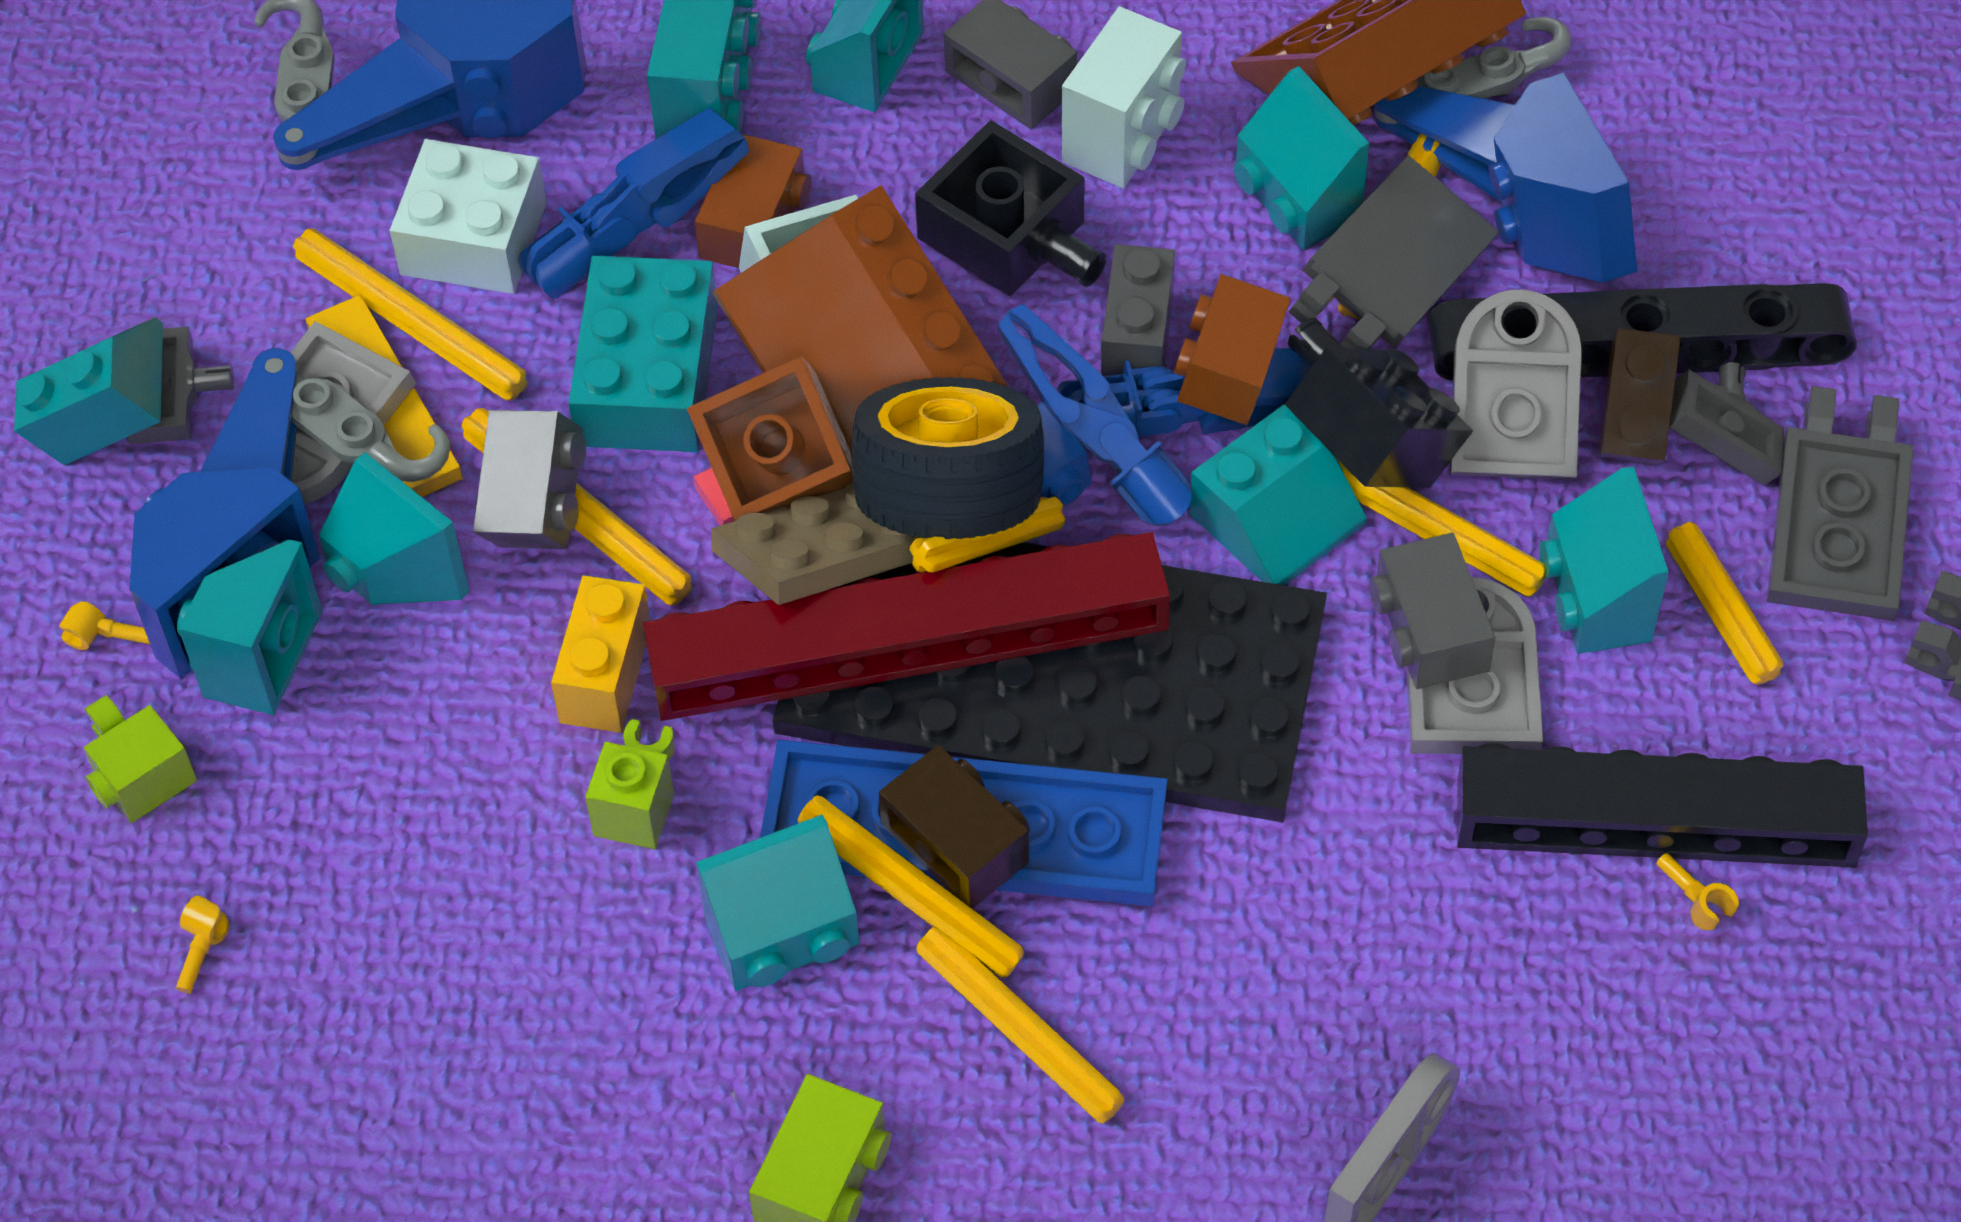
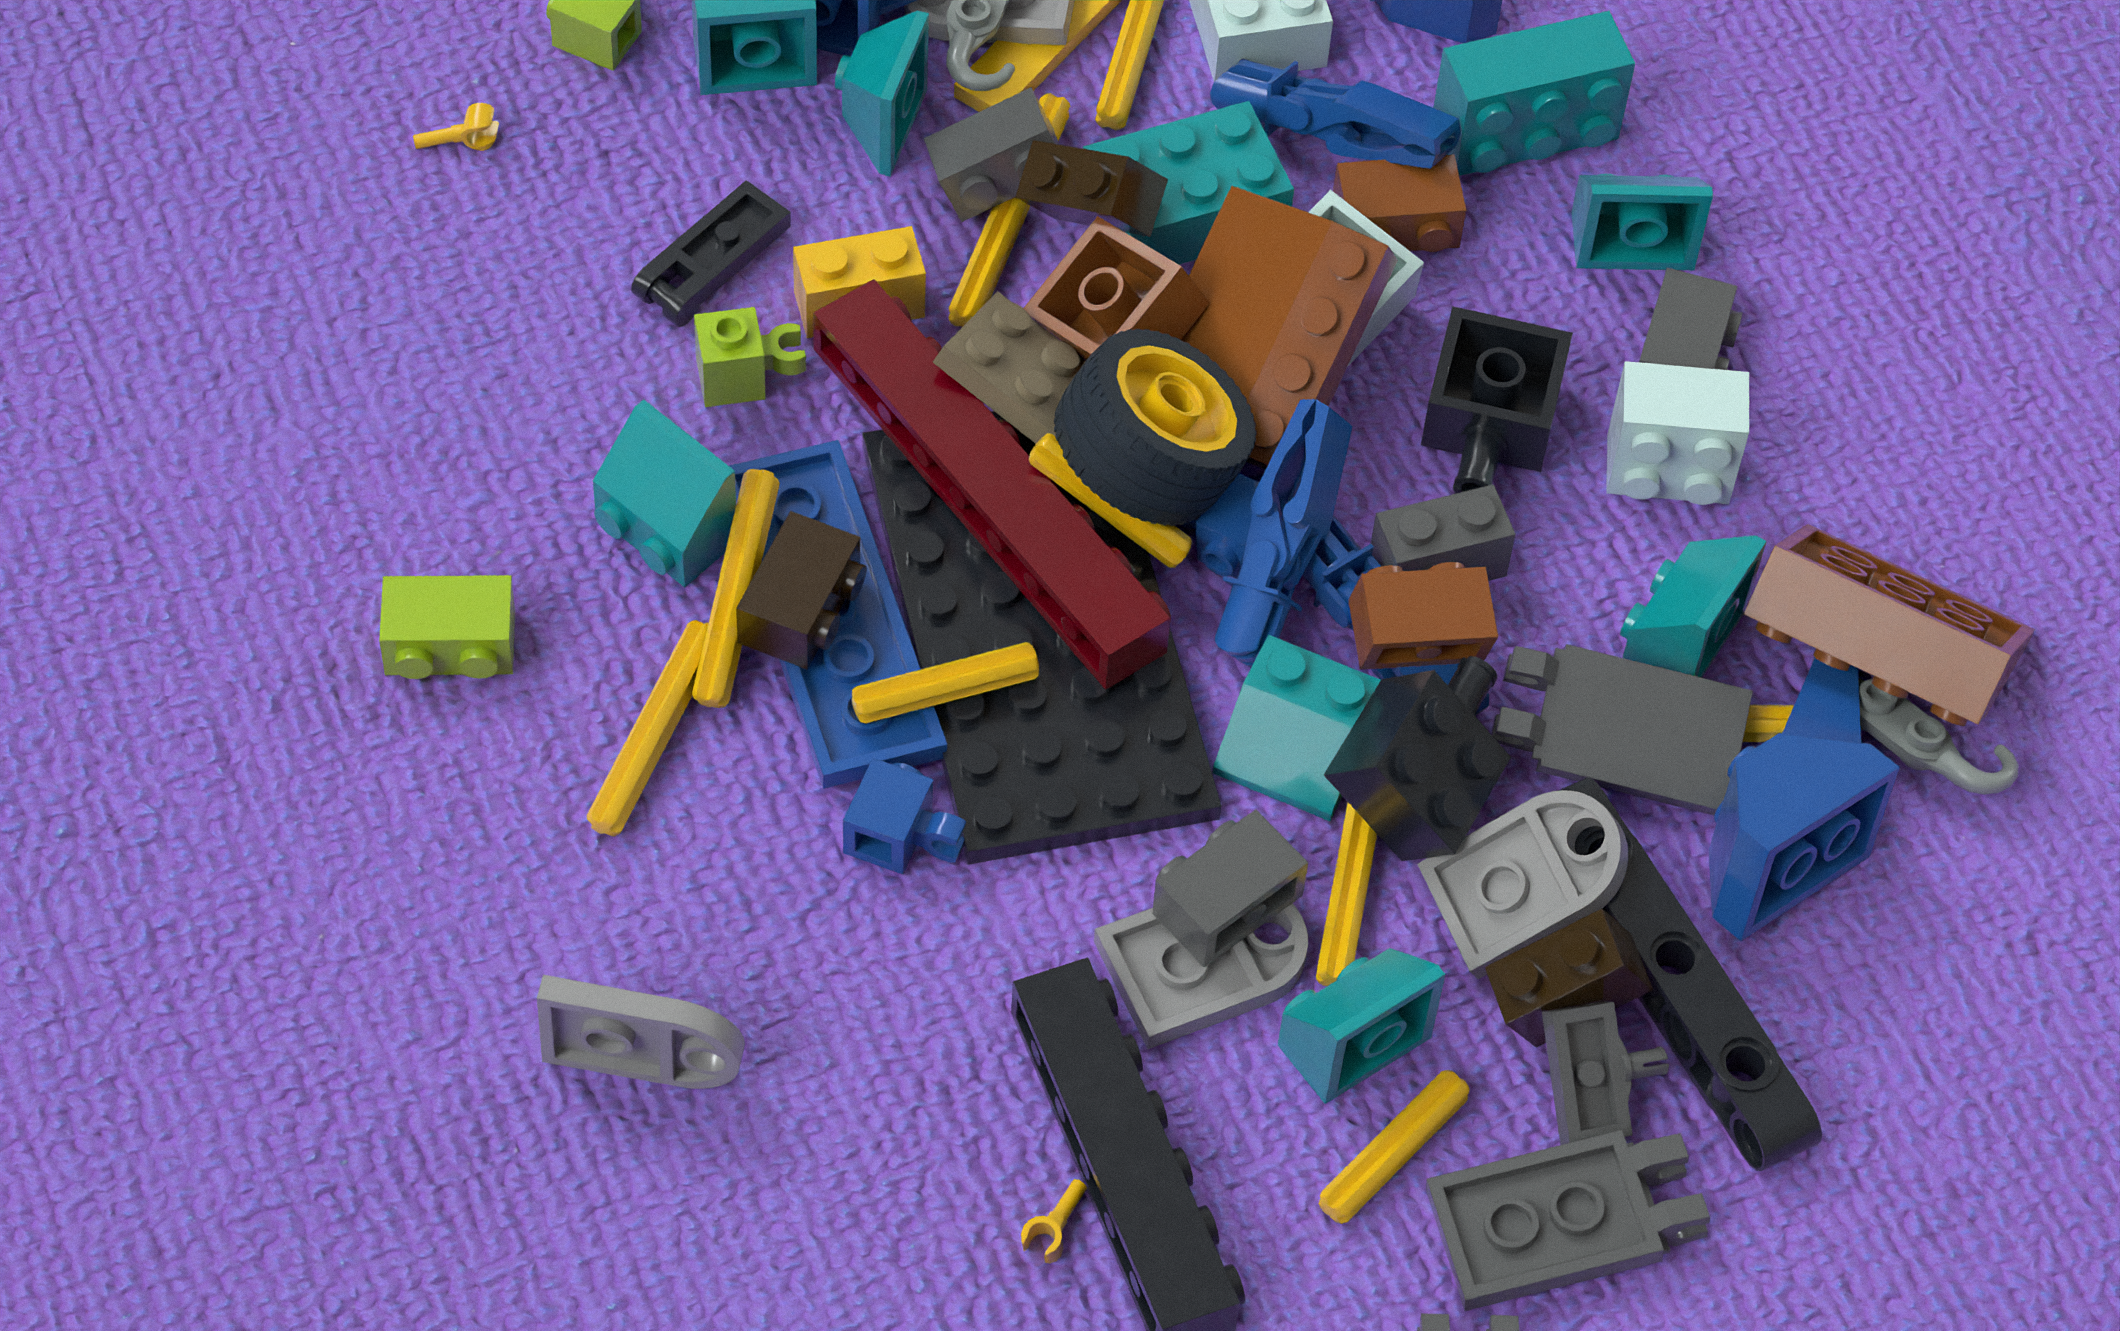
camera: 60 degrees right, 0 degrees up
(487, 768) = (711, 252): none -> black plate
(639, 406) = (1087, 183): none -> dark brown brick
(1109, 750) = (945, 682): none -> yellow axle
(1225, 855) = (895, 816): none -> blue brick

